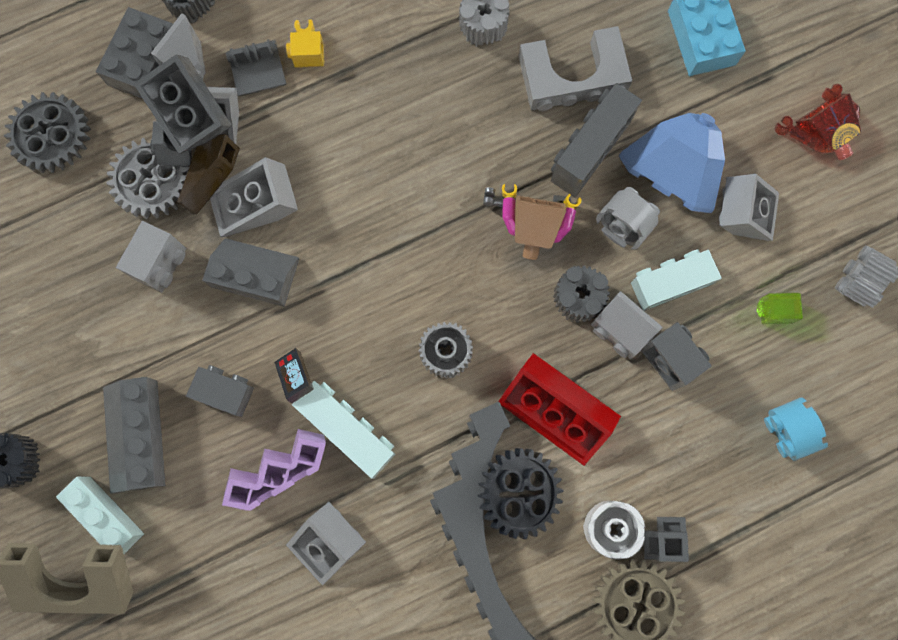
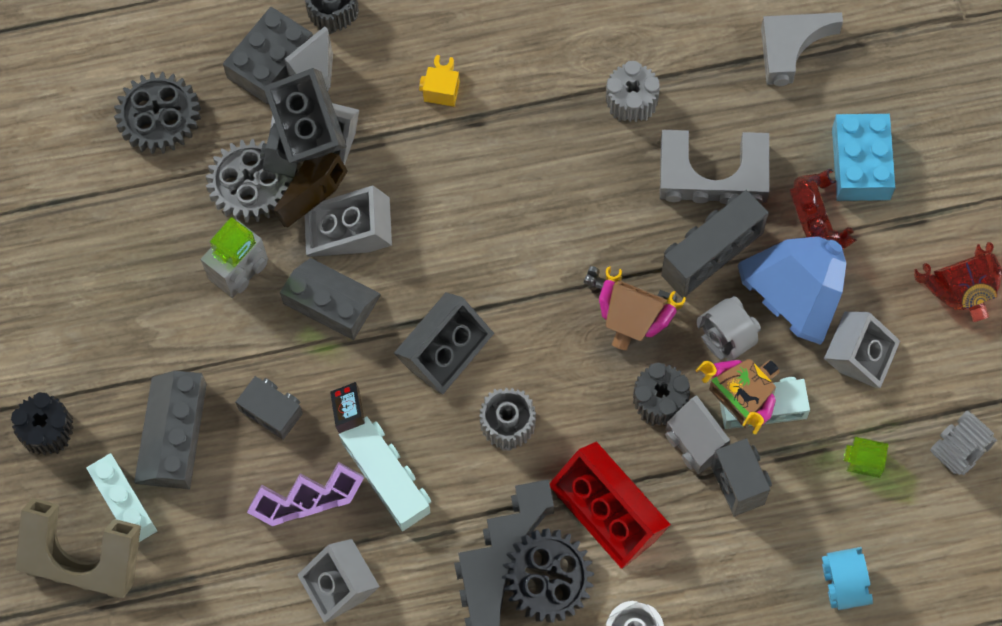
camera: 15 degrees right, 10 degrees down
(140, 245) = (232, 242): none -> clear neon green brick
(256, 67) = (384, 93): dark grey hinge -> none
(369, 290) = (444, 342): none -> dark grey slope
(661, 275) = (743, 389): none -> torso
(675, 88) = (813, 211): none -> clear red torso

